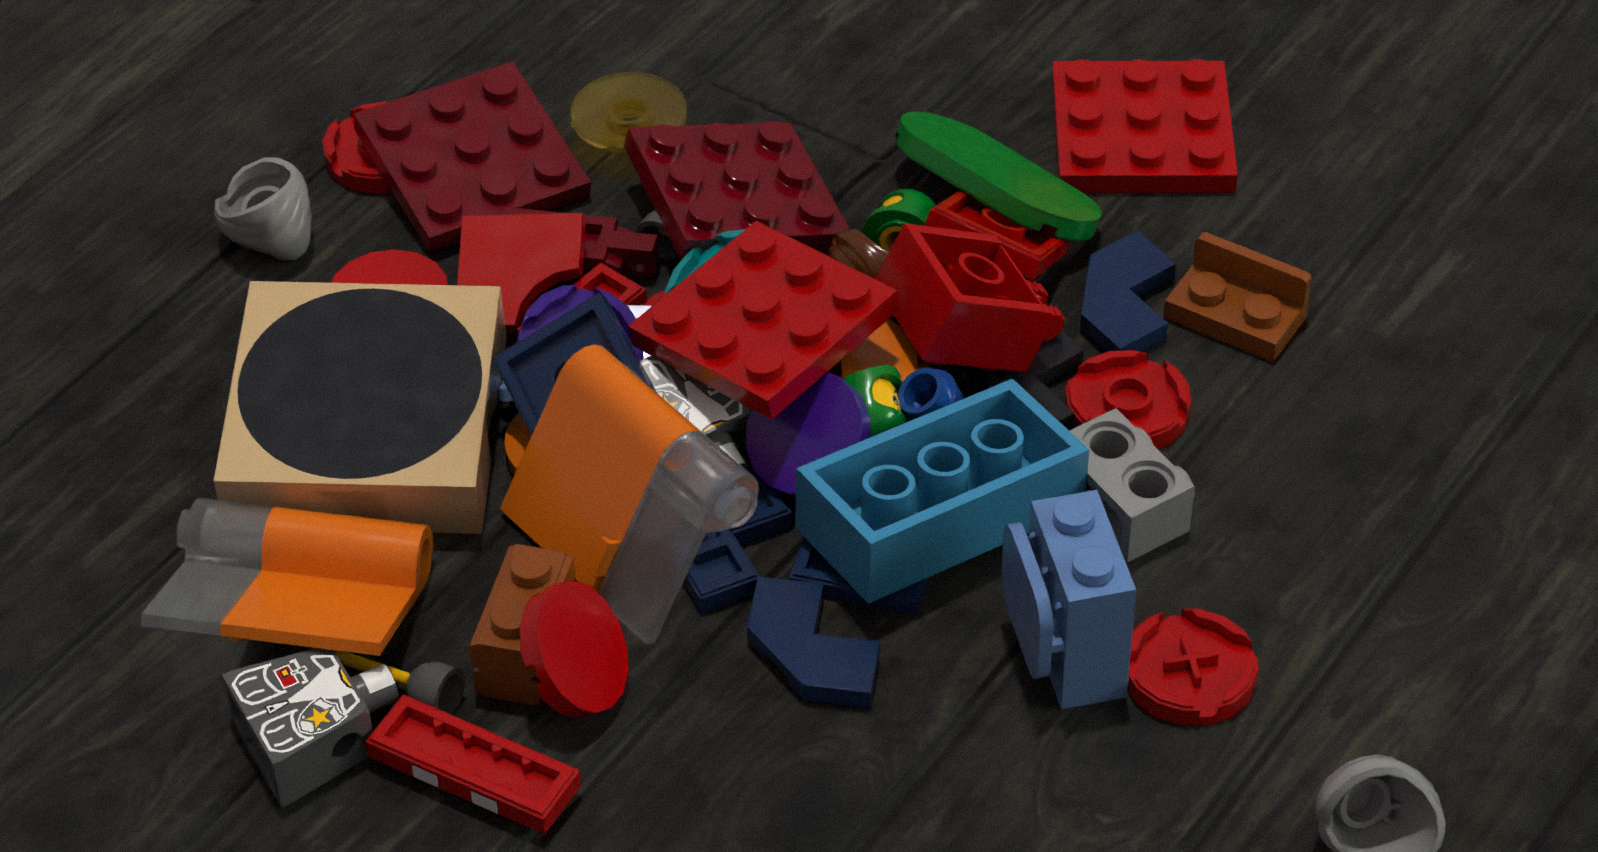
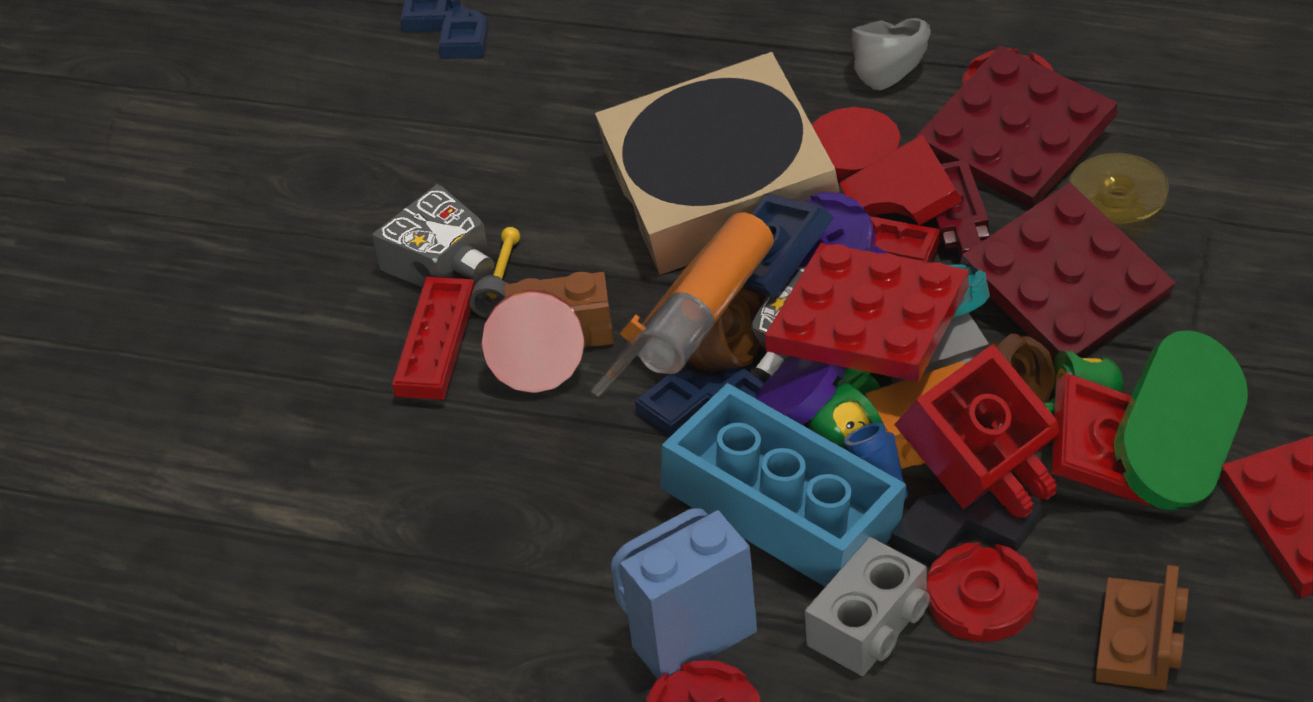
camera: 75 degrees right, 0 degrees up
(293, 576) = (544, 193): orange door -> none
(817, 666) = (604, 485): dark blue tile -> none
(1112, 302) = (1127, 541): dark blue tile -> none

